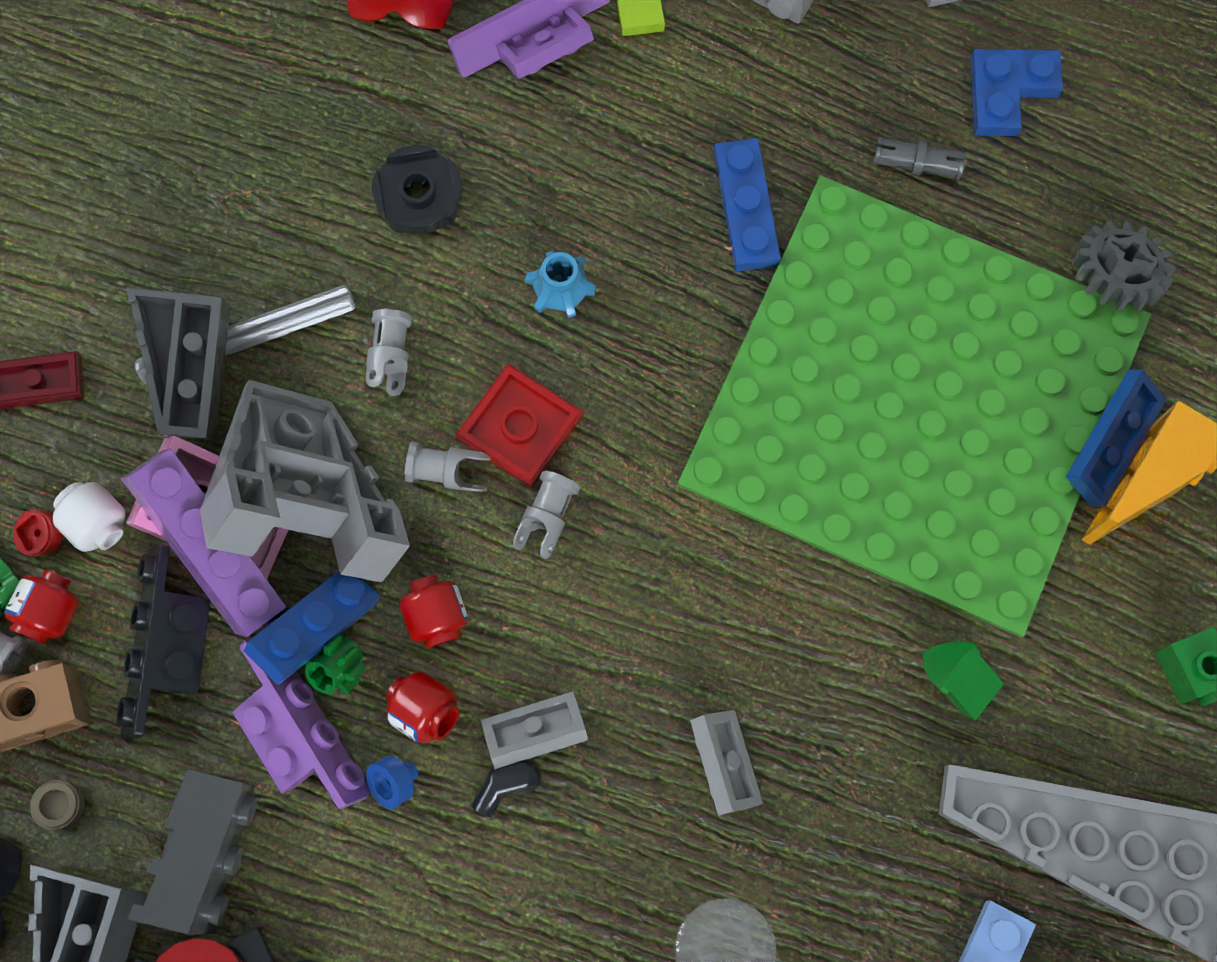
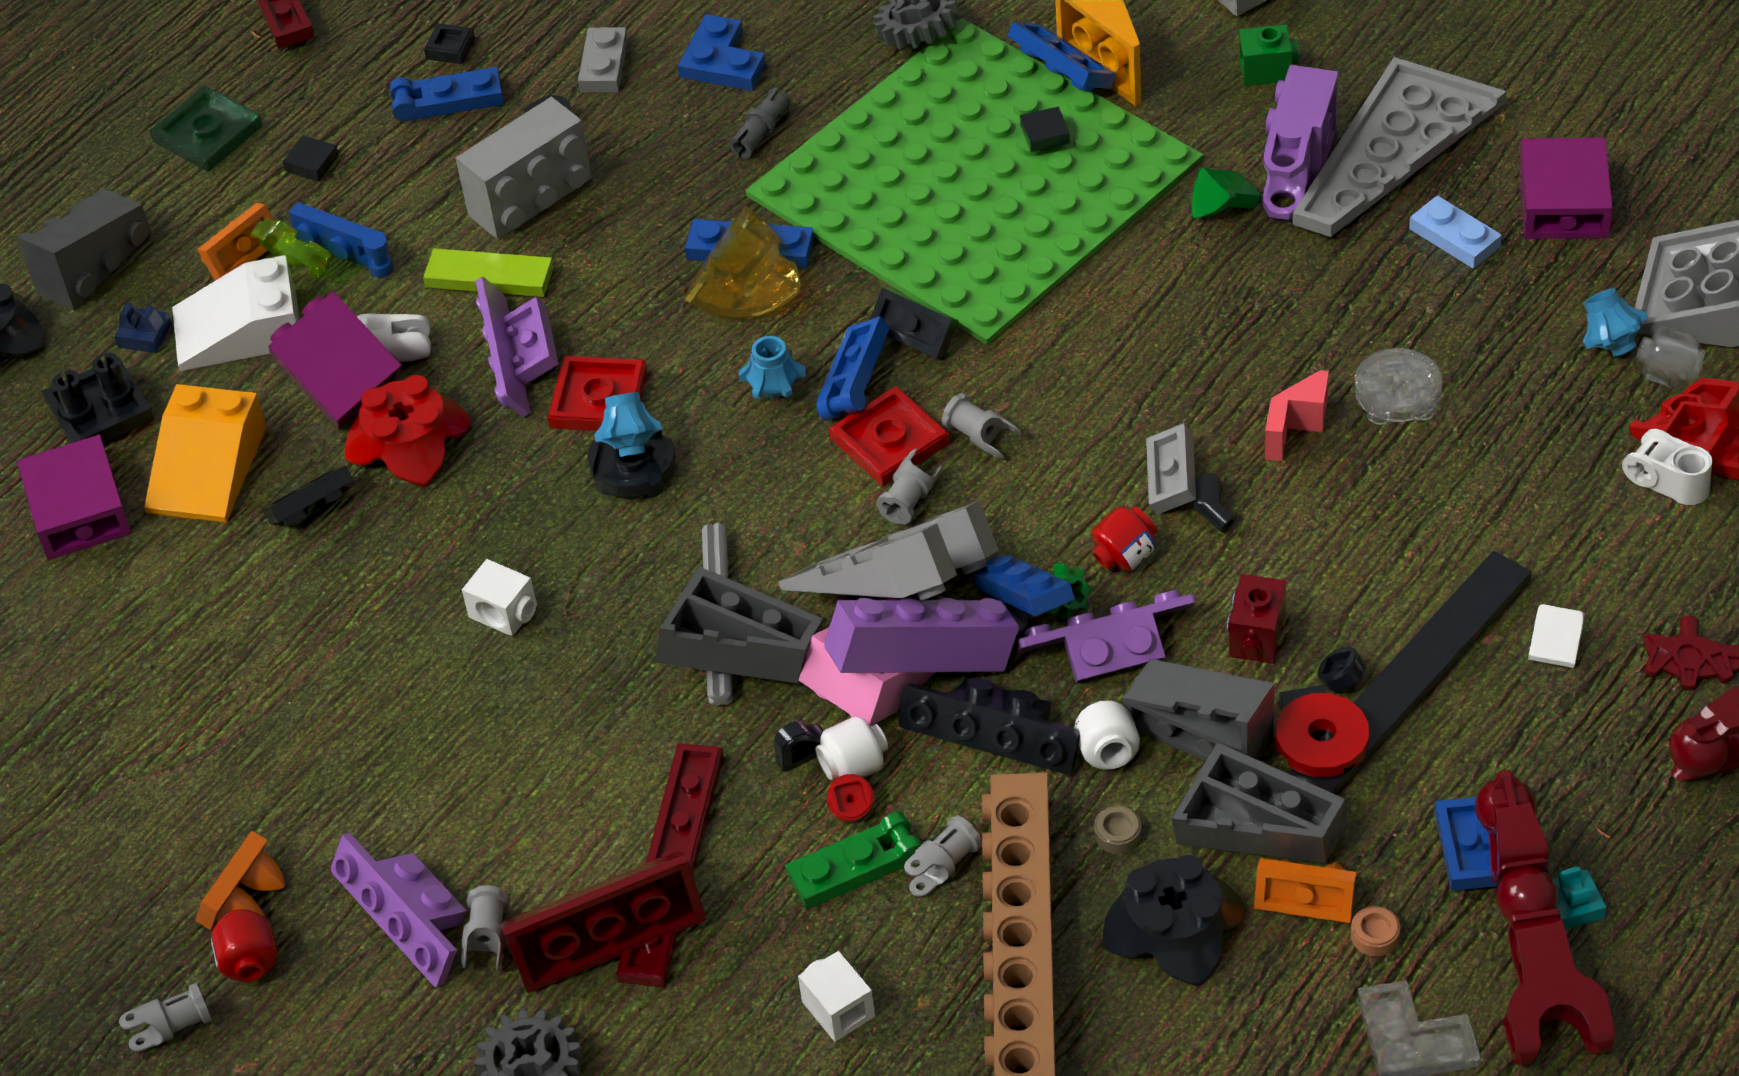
camera: 65 degrees left, 25 degrees down
(41, 607) = (927, 796): red head -> none
(89, 464) = (796, 744): none -> black tile
(156, 762) = (1107, 735): none -> white head
(210, 130) = (499, 597): none -> white brick
(362, 875) = (1257, 618): none -> dark red head
(388, 350) = (789, 506): light grey piece -> none
(391, 781) = (1182, 572): blue tile -> none
(425, 167) = (627, 424): none -> dark azure rock
(433, 611) = (1041, 514): red head -> none
(503, 129) = (585, 383): none -> red tile
(587, 361) = (852, 369): none -> blue plate
(662, 853) = (1296, 408): none -> coral slope
(669, 401) = (915, 323): none -> black plate
(692, 212) = (745, 272): none -> clear yellow brick
(726, 762) = (1261, 352): light grey plate -> none
(992, 453) = (1044, 129): none -> black tile
(1057, 741) = (1299, 134): none -> medium lavender brick

